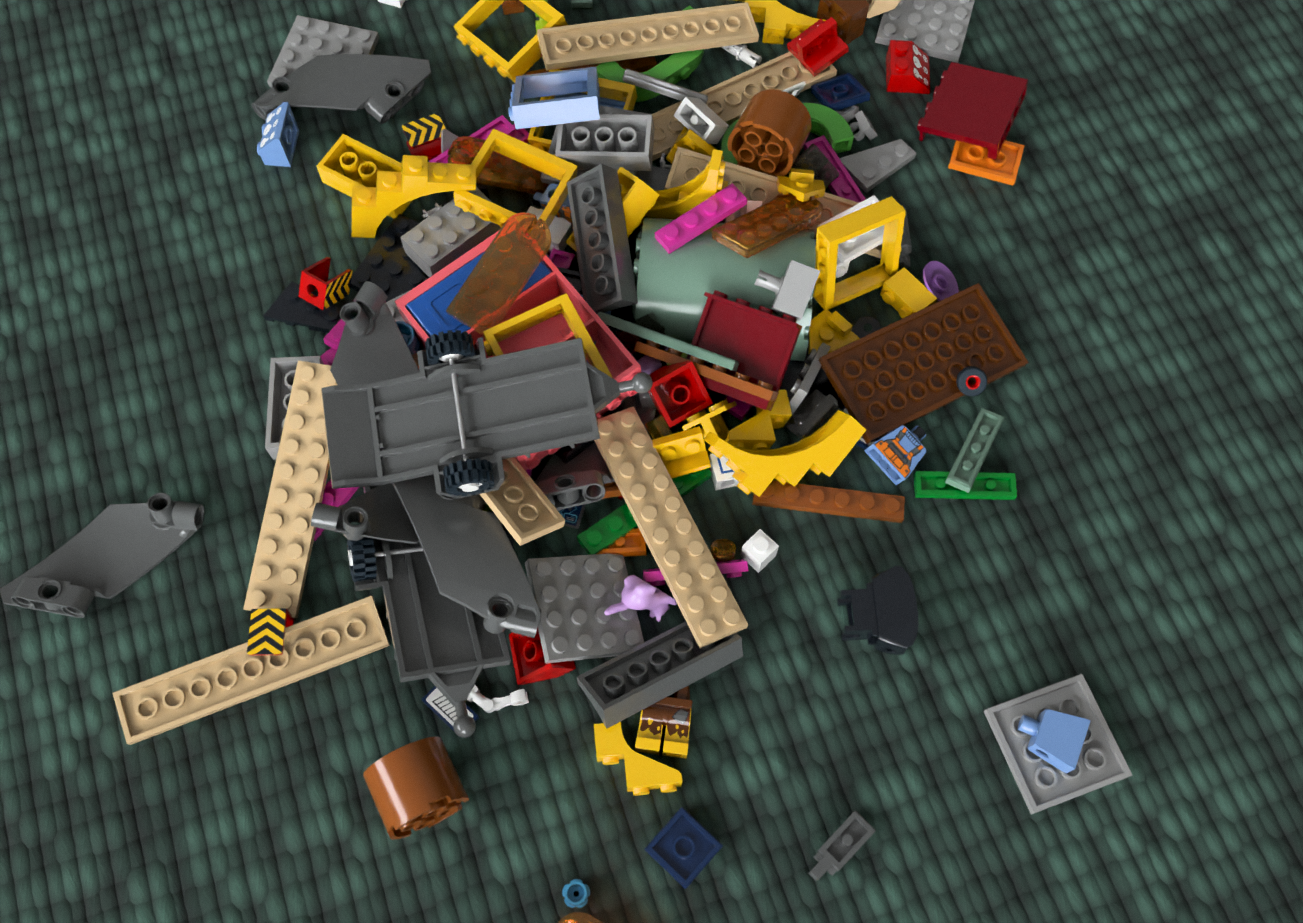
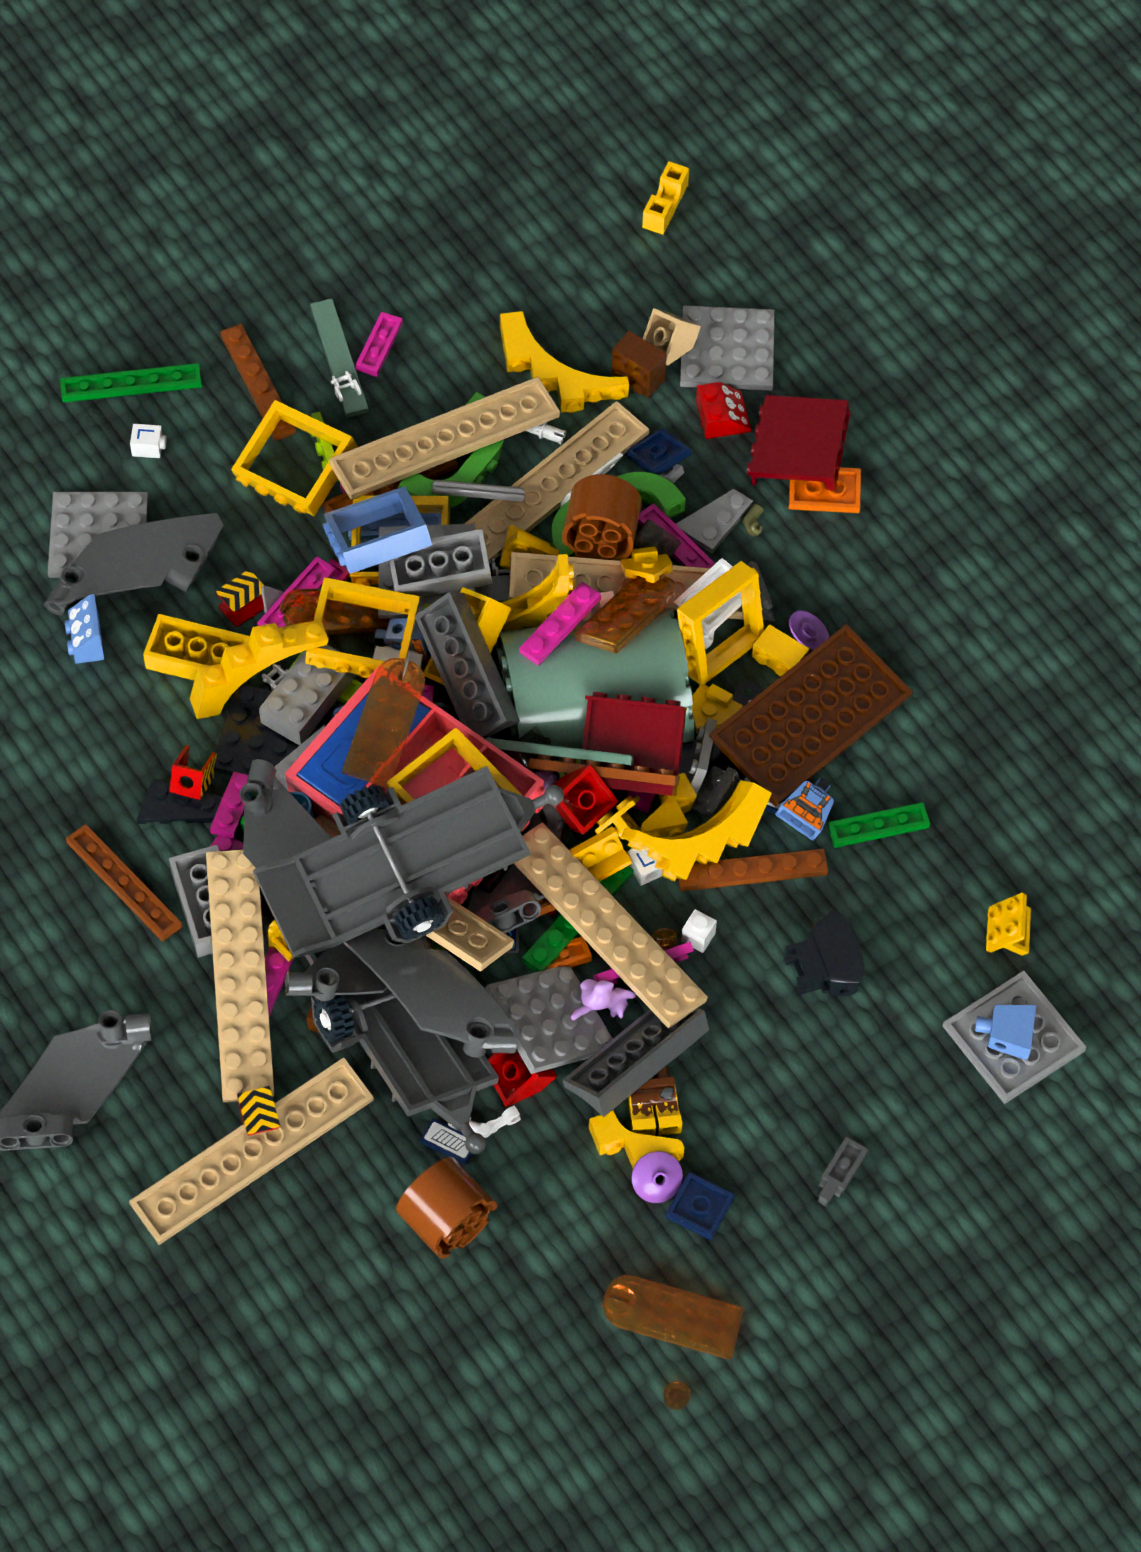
camera: 15 degrees left, 5 degrees down
(230, 372) = (124, 882): none -> dark orange plate
(568, 892) = (614, 1260): dark azure plate -> none
(646, 794) = (647, 1170): none -> medium lavender dish
(657, 427) = (570, 837): clear yellow tile -> none
(701, 119) = (525, 517): white brick -> none
(791, 290) = (668, 675): brick -> none
(818, 46) = (623, 408): red bracket -> none
(864, 126) = (693, 483): light grey tile -> none
(909, 171) = (750, 521): none -> olive arm
(963, 377) = (868, 729): black wheel -> none
(974, 450) = (880, 788): sand green tile -> none
(1075, 621) = (1009, 925): none -> yellow bracket

